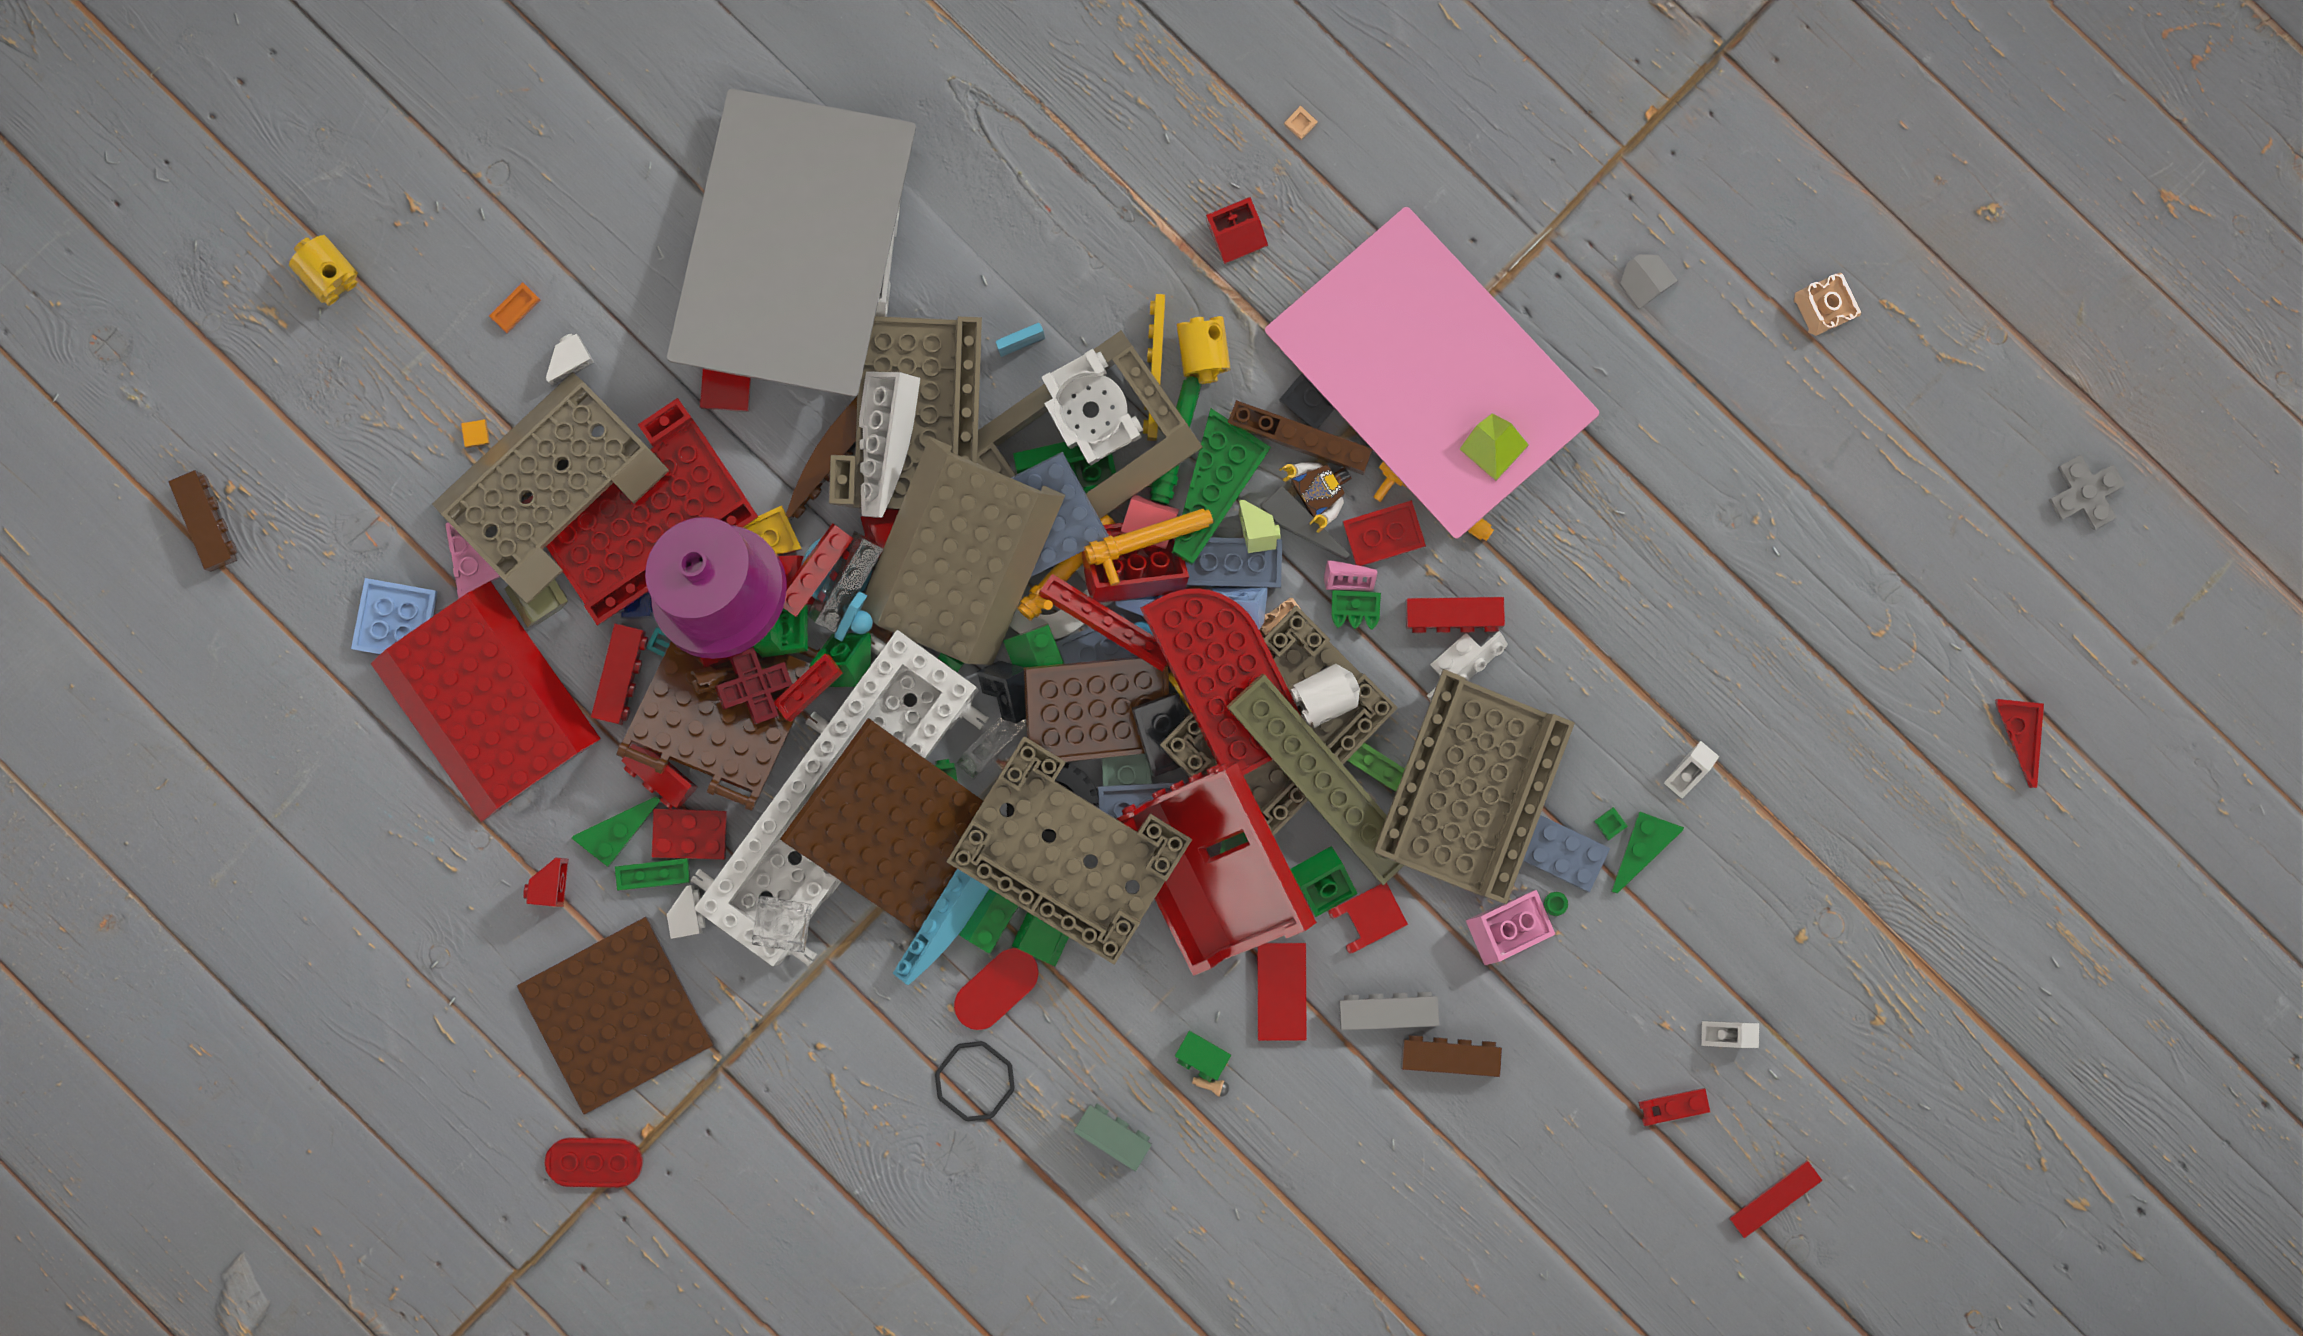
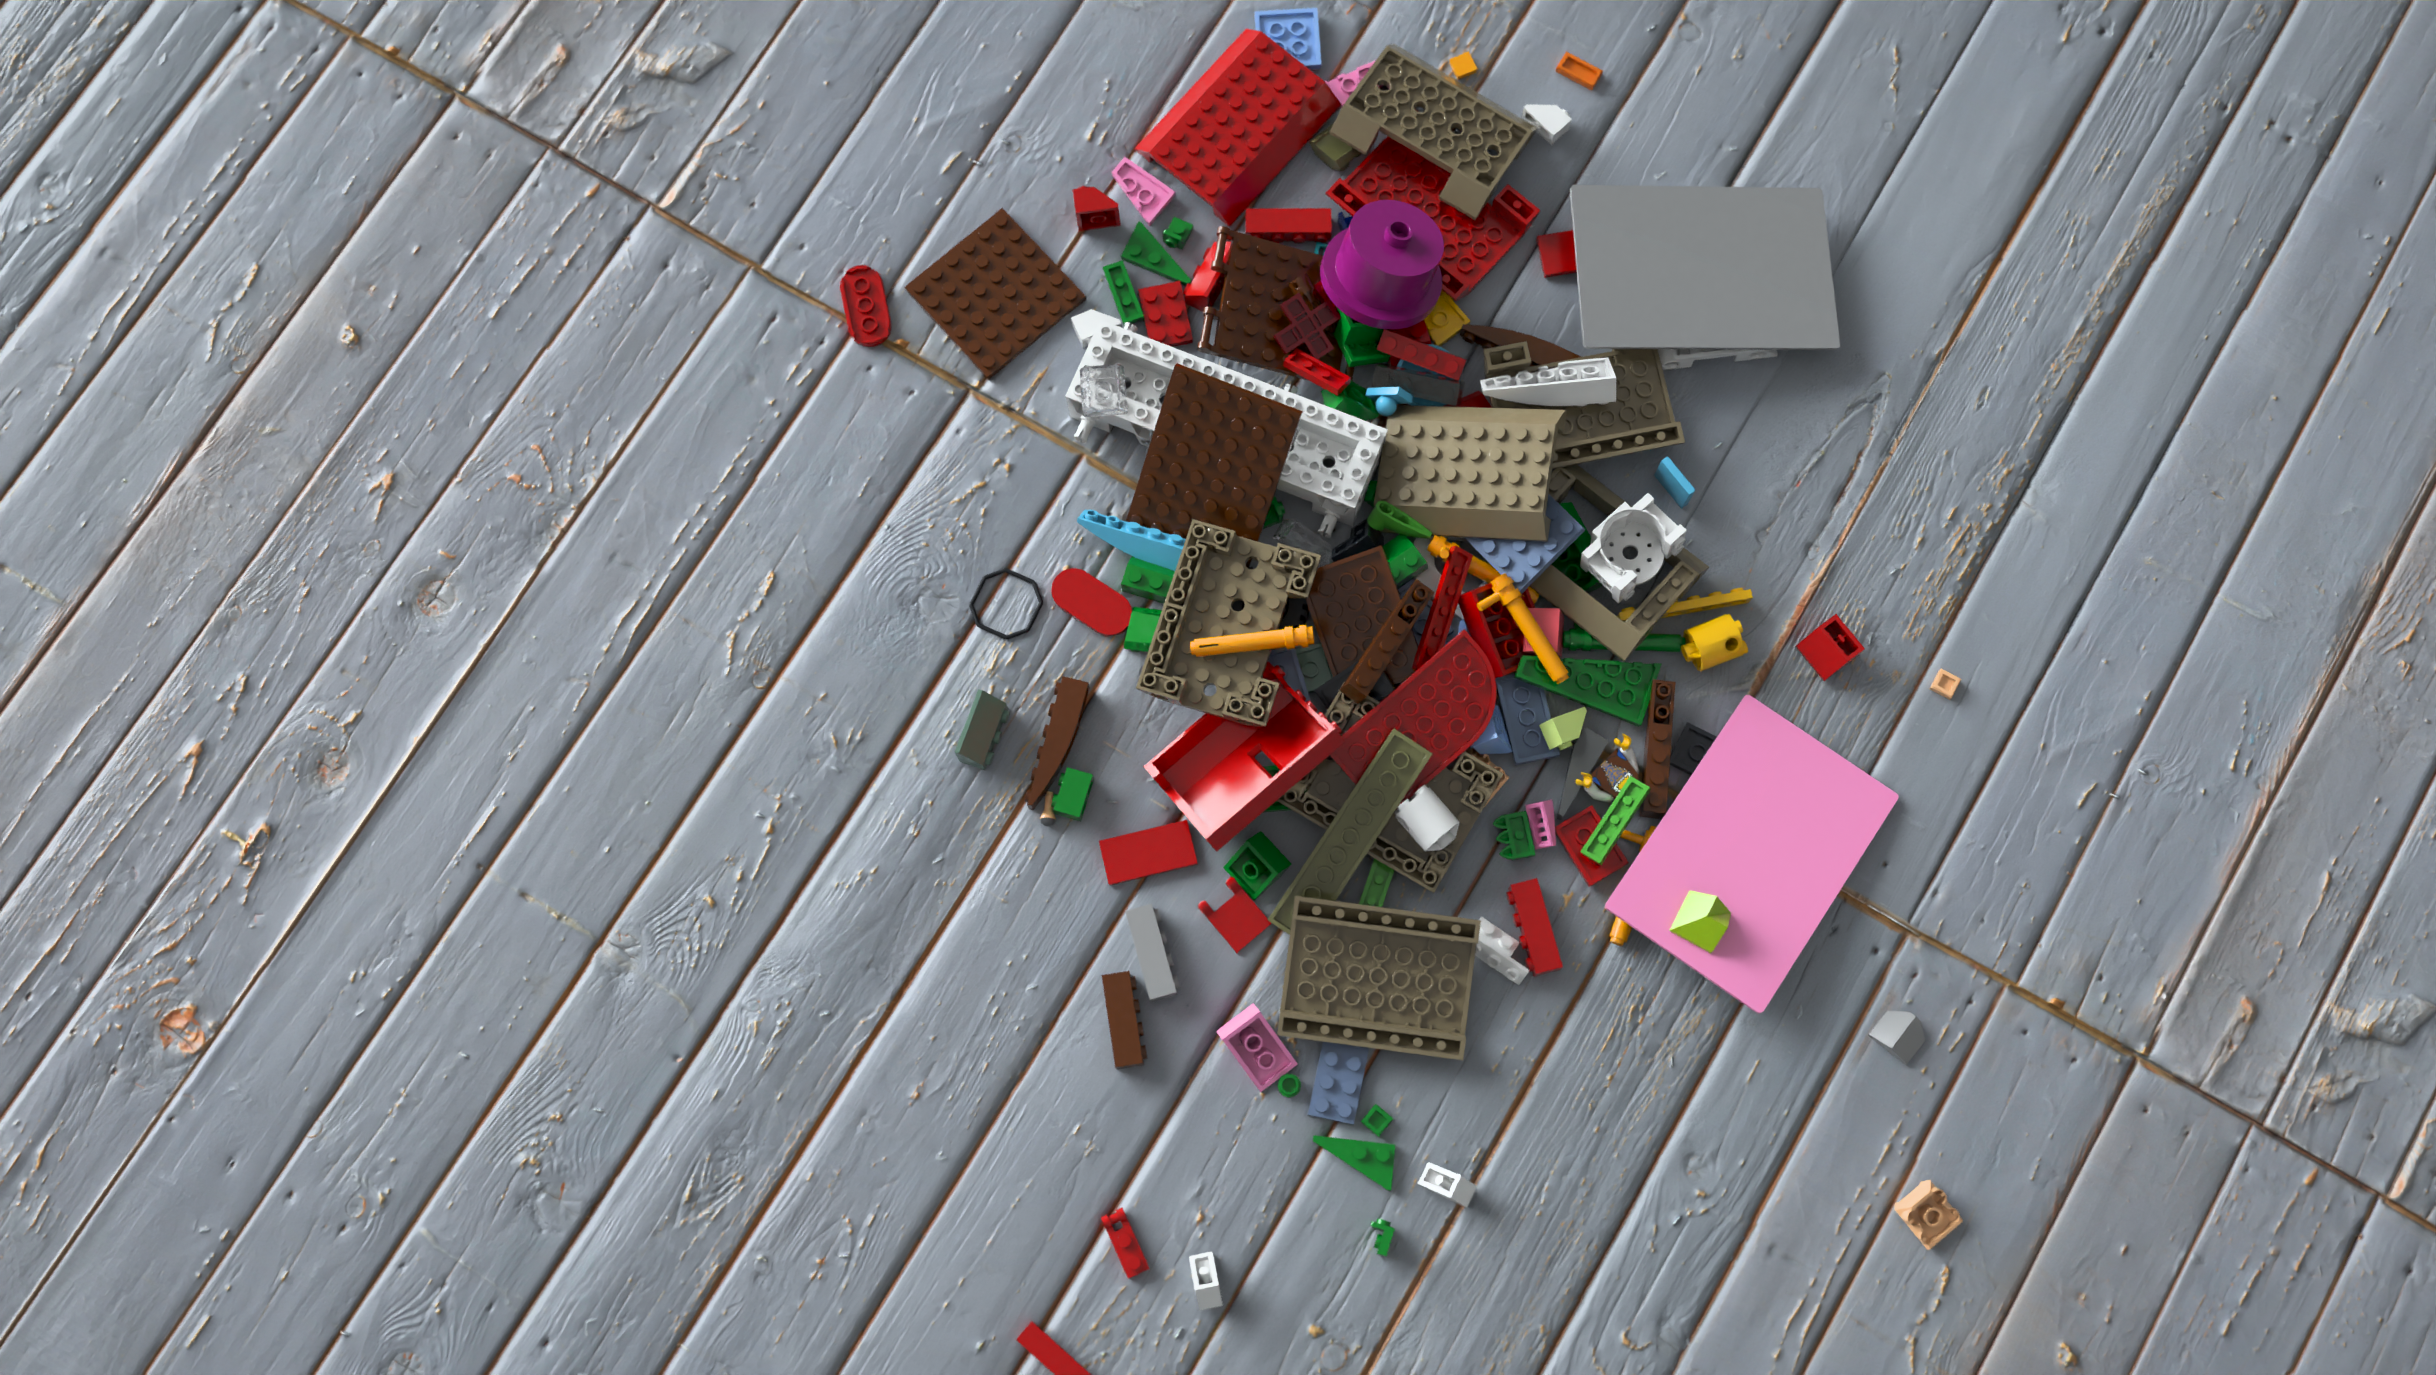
camera: 75 degrees right, 10 degrees down
(534, 824) = (1143, 189): none -> bright pink wing
(596, 798) = (1177, 233): none -> green bracket
(989, 646) = (1389, 517): none -> bright green piece
(1102, 792) = (1287, 637): none -> light orange cylinder
(1131, 690) = (1386, 642): none -> reddish brown slope
(1135, 1056) = (1058, 736): none -> reddish brown slope
(1368, 502) = (1615, 820): none -> bright green plate
(1731, 846) = (1383, 1241): none -> green bracket

